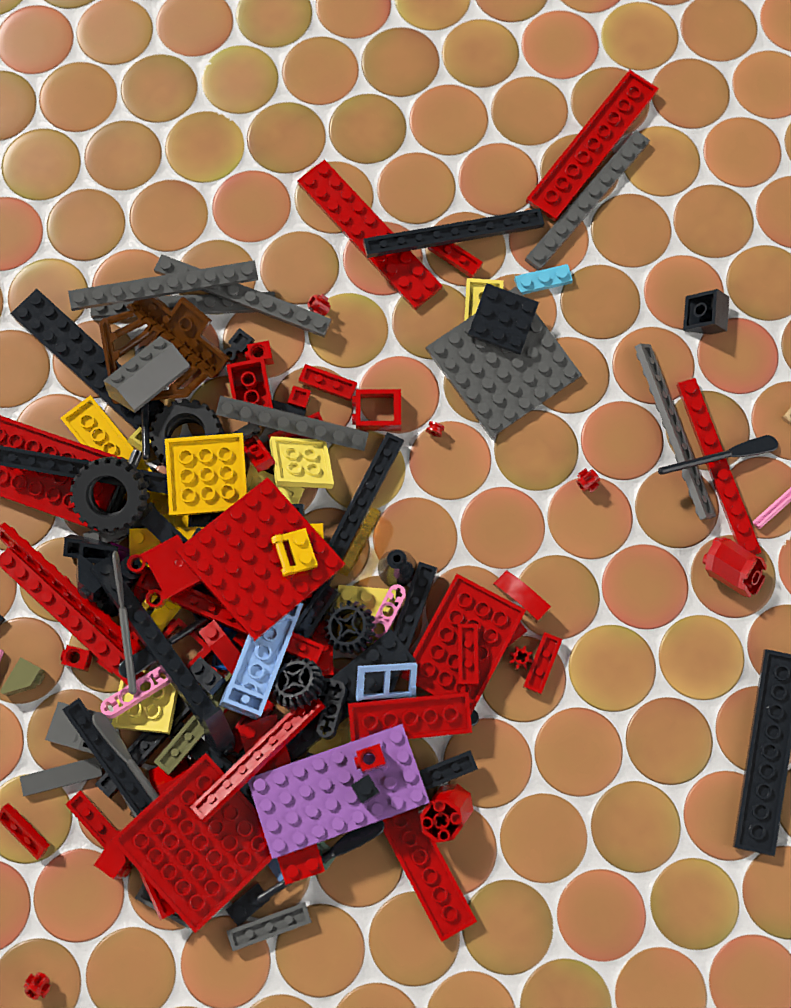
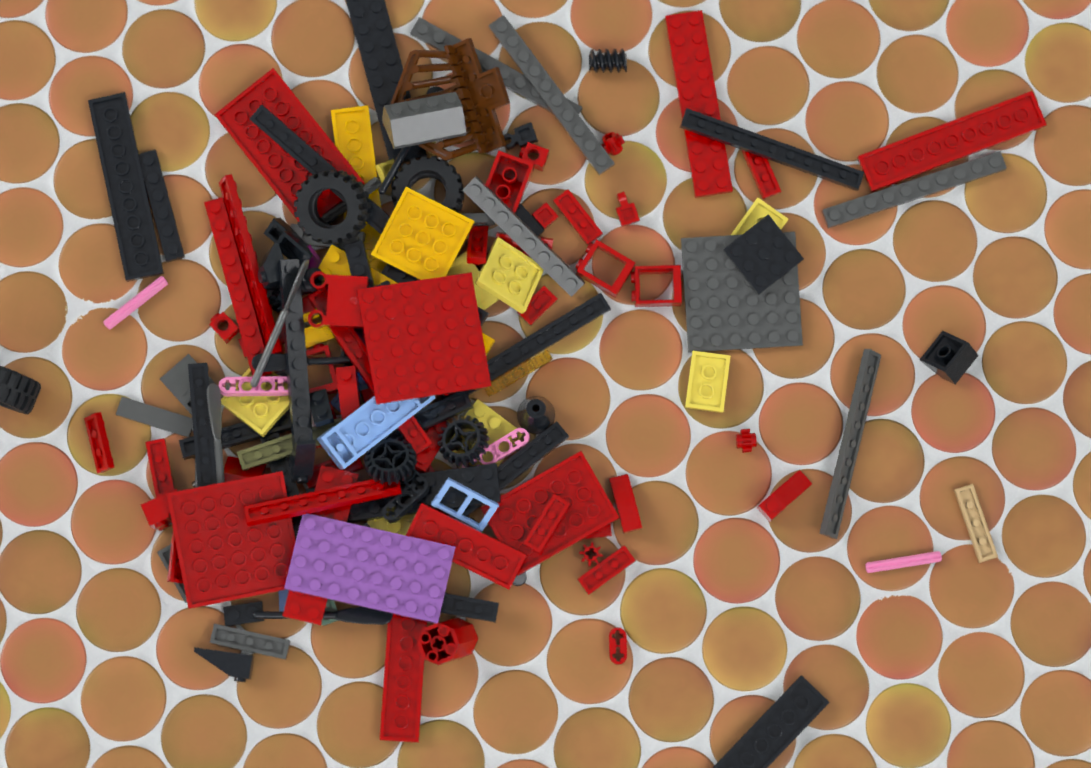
camera: 30 degrees right, 5 degrees up
(23, 678) = (171, 316): olive slope -> none
(37, 985) = (40, 572): red gear -> none
(162, 285) = (487, 47): dark grey plate -> none
(264, 958) = (233, 664): none -> black slope
(272, 241) = (607, 60): none -> black piece
(300, 549) = (460, 351): yellow plate -> none
(341, 474) = (538, 306): none -> red plate
(365, 354) = (627, 212): none -> red plate
(365, 789) = (391, 579): black brick -> none
(374, 750) = (416, 564): red brick -> none
(435, 429) = (644, 315): red bush -> none
(445, 386) = (675, 270): none -> red window
(523, 452) = (707, 381): none -> light yellow plate
(543, 279) = (825, 239): medium azure plate -> none
(598, 720) = (612, 646): none -> red beam
(649, 508) = (784, 495): none -> red slope
(718, 470) = (867, 499): red plate -> none
(735, 566) = (821, 591): red brick -> none
(748, 448) = (907, 499): black piece -> none

